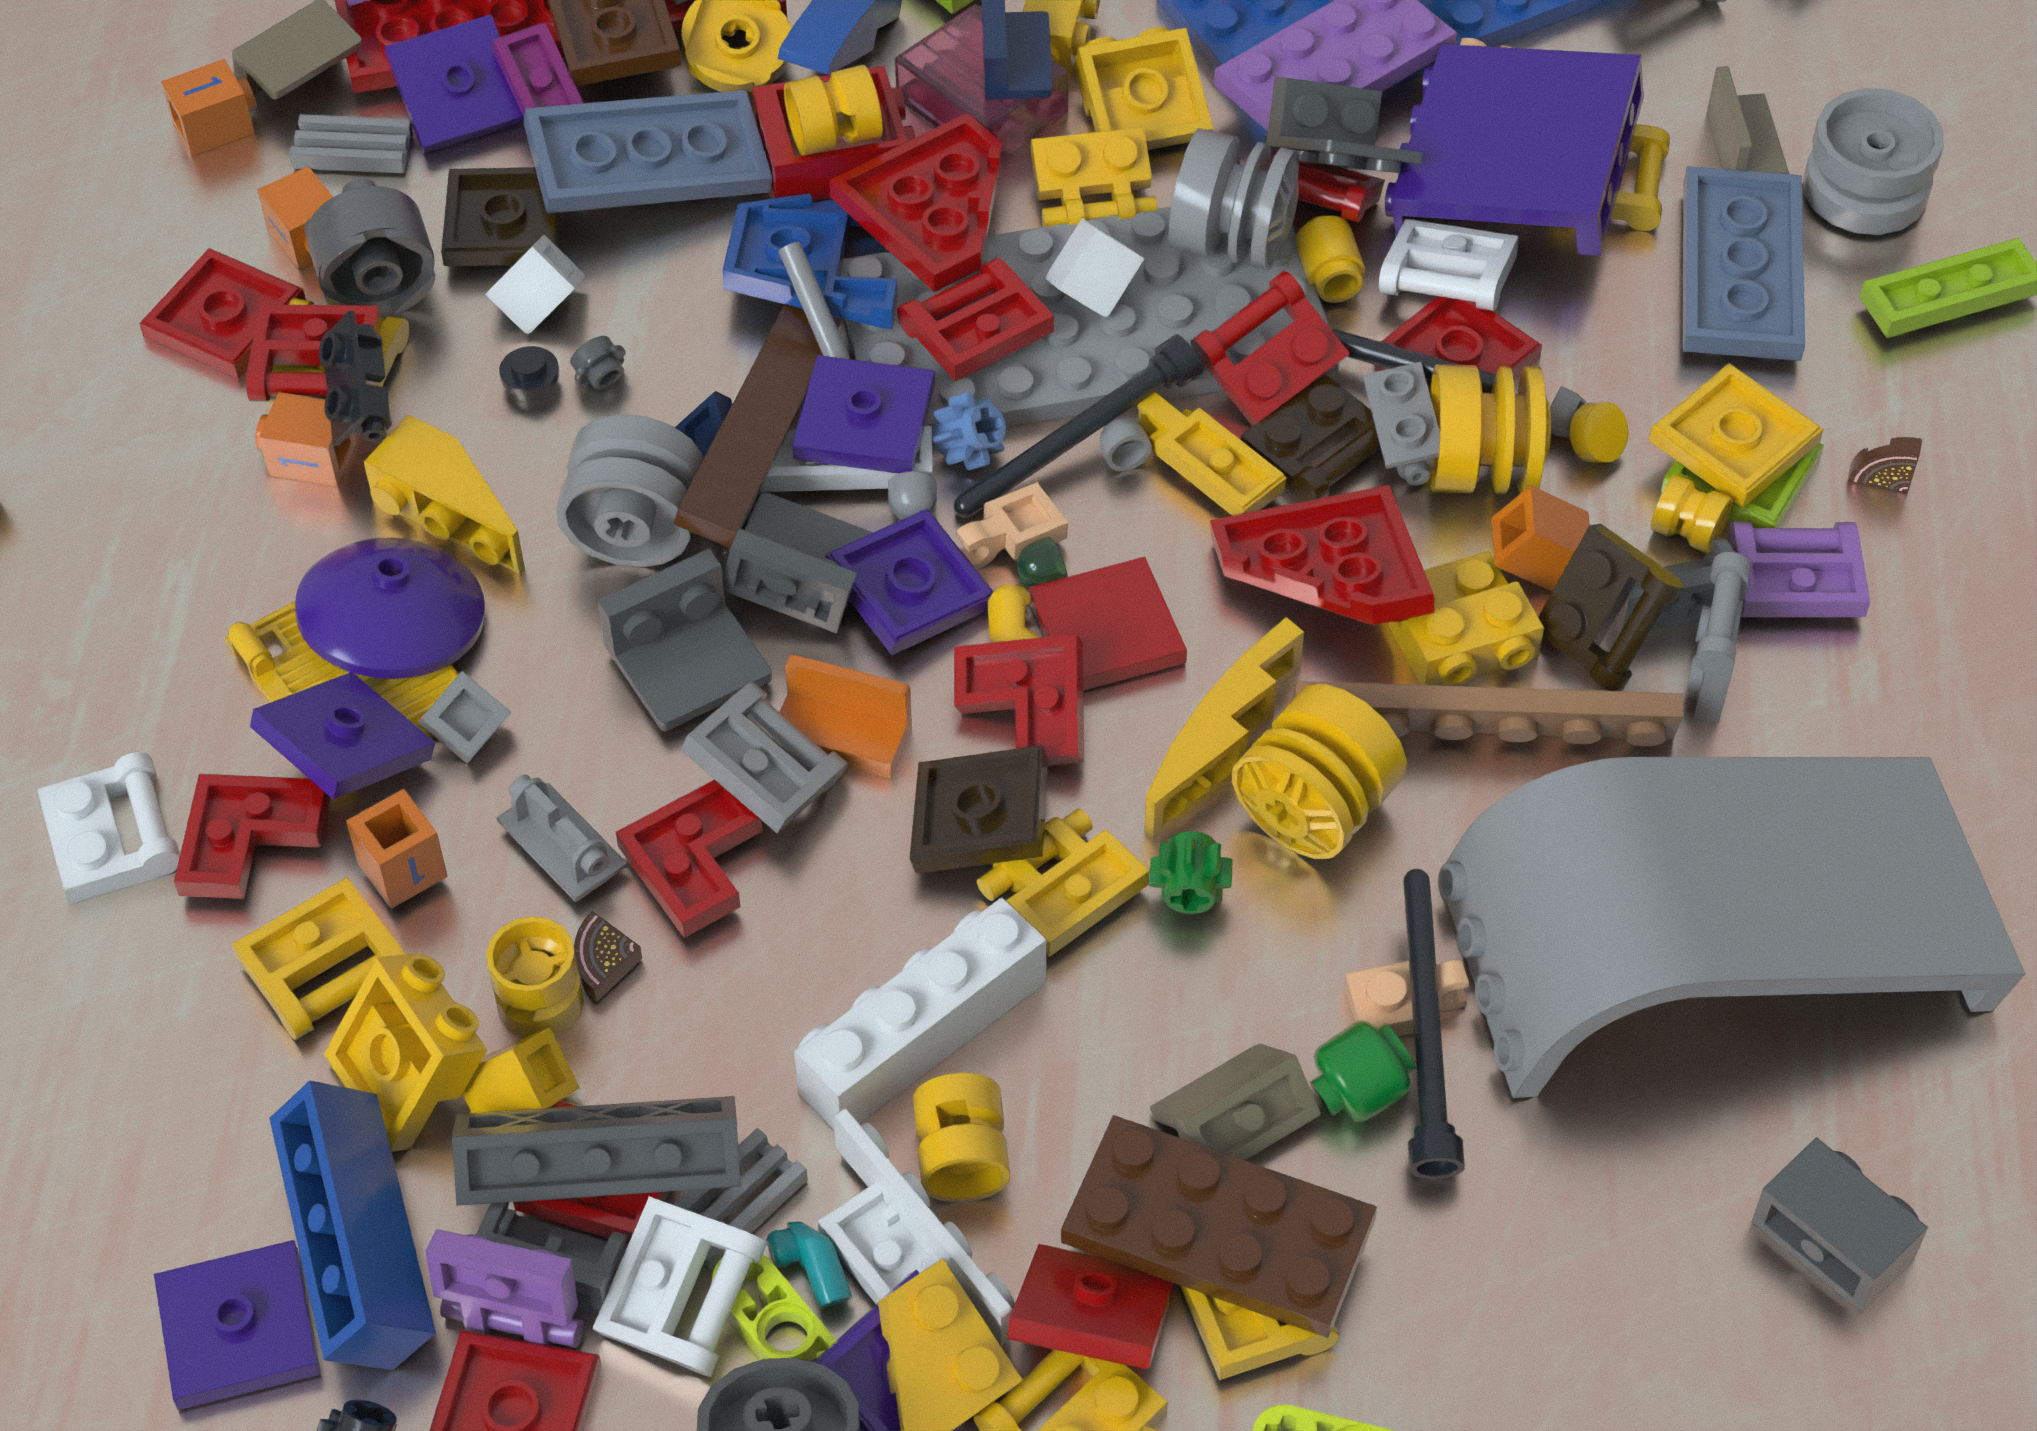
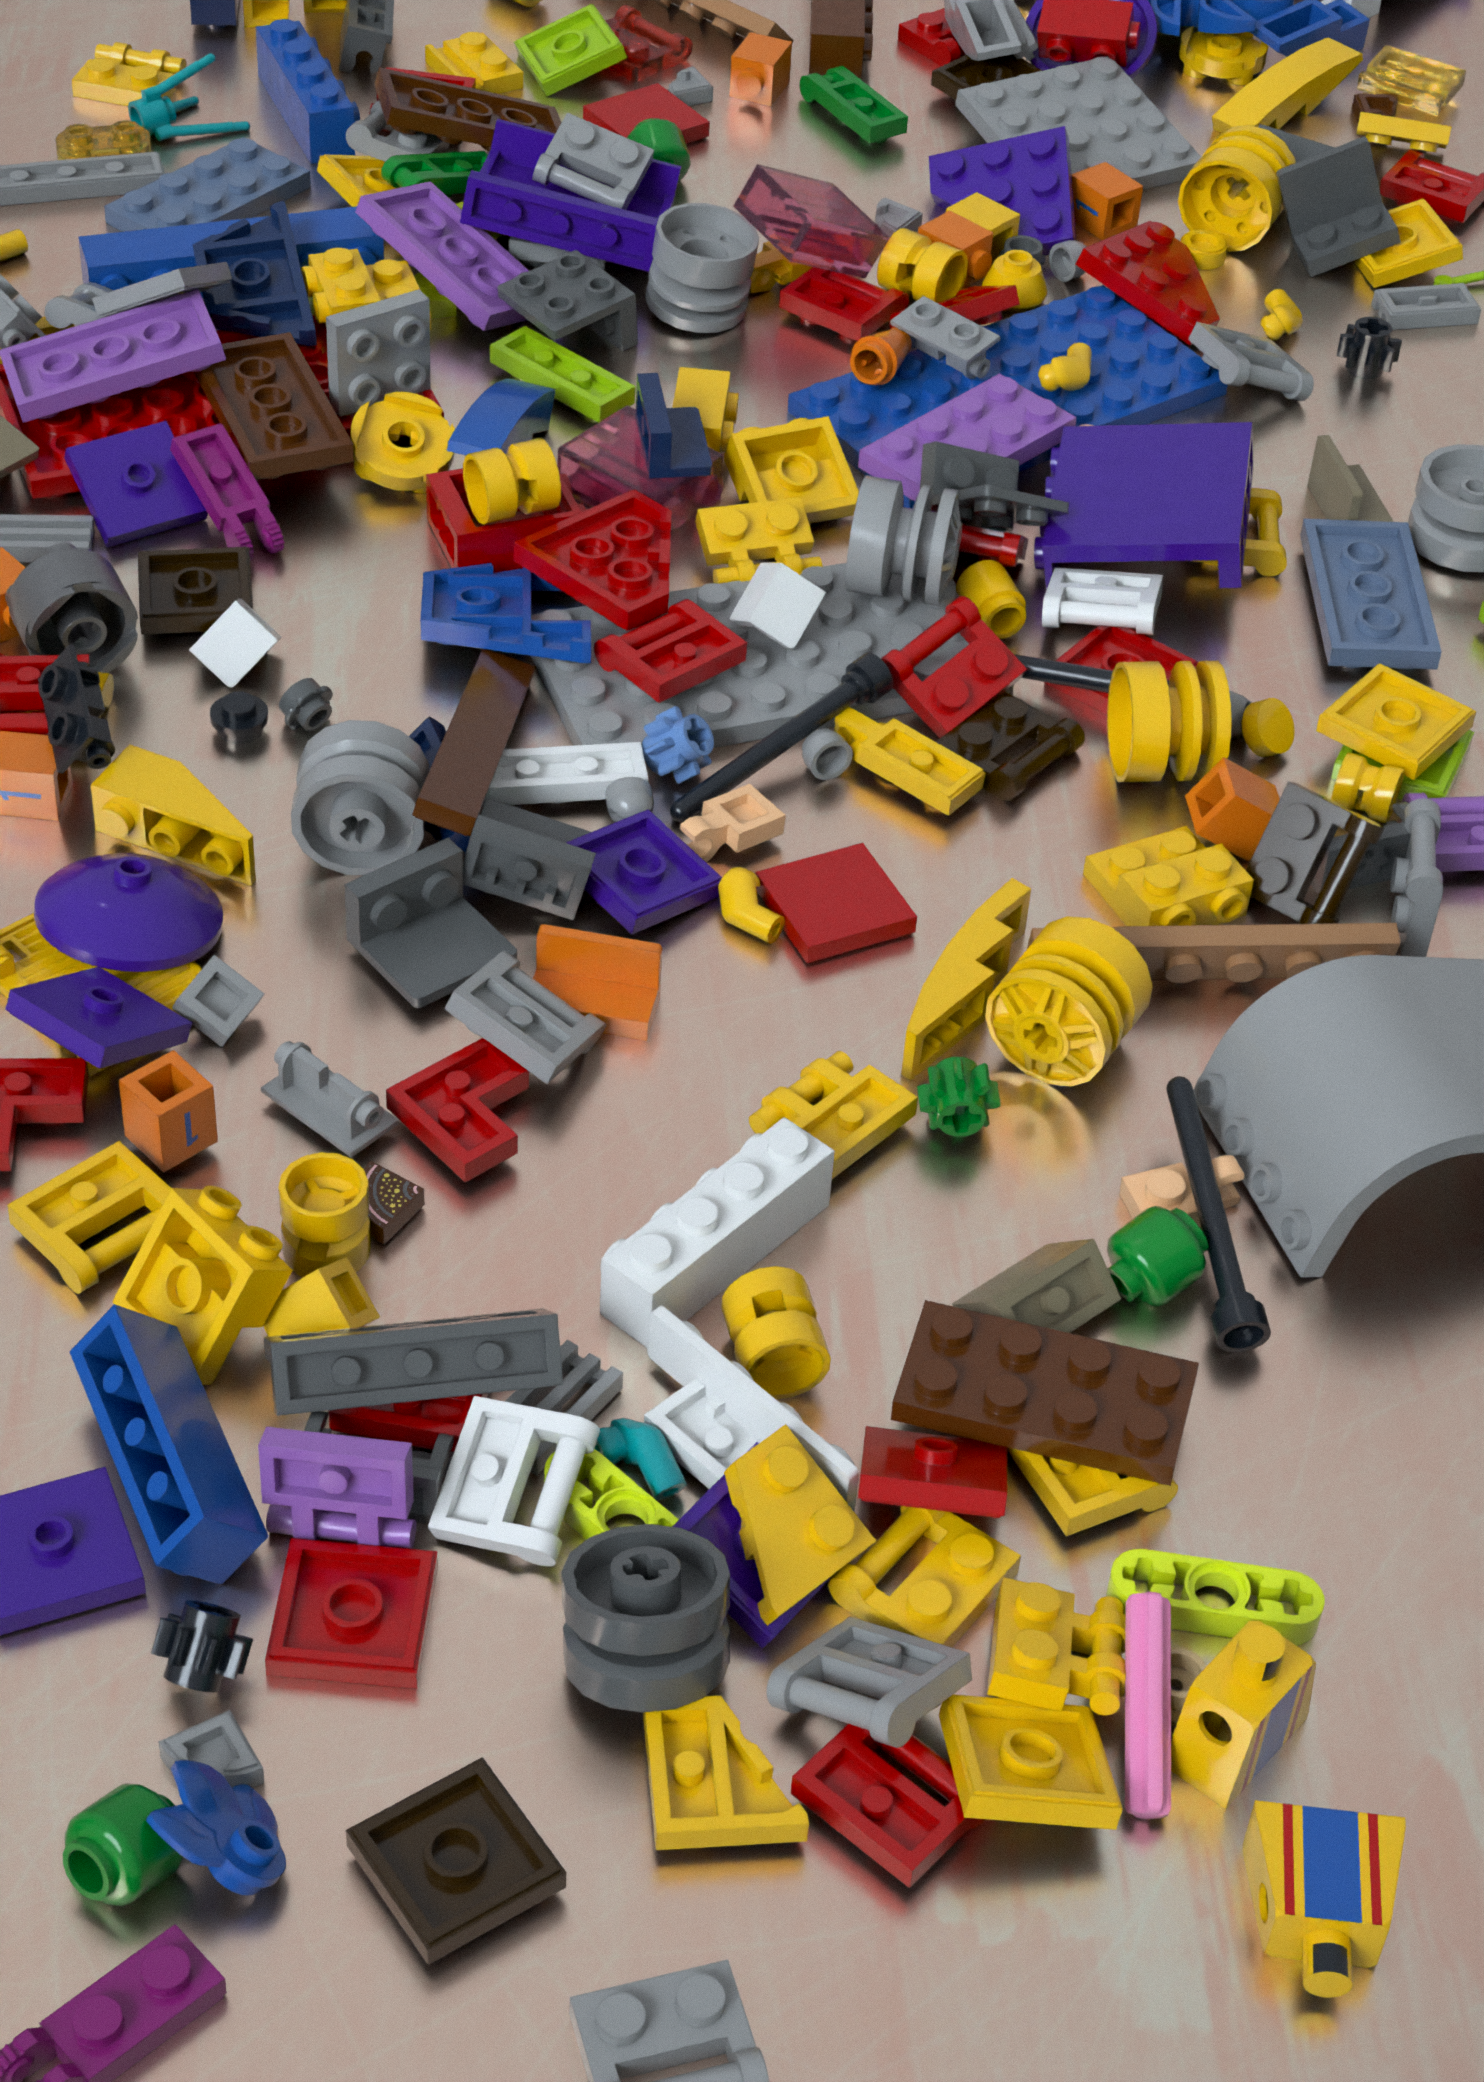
camera: 10 degrees left, 10 degrees down
(646, 151) = (330, 529): sand blue plate -> none
(812, 301) = (526, 662): light grey bar -> none
(864, 415) = (575, 732): dark purple plate -> none
(979, 809) = (742, 1054): dark brown plate -> none
(1037, 680) = (773, 940): red plate -> none
(1040, 563) = (765, 850): clear green hinge -> none
(1330, 552) = (1042, 827): red plate -> none
(1404, 420) = (1089, 723): light grey hinge -> none

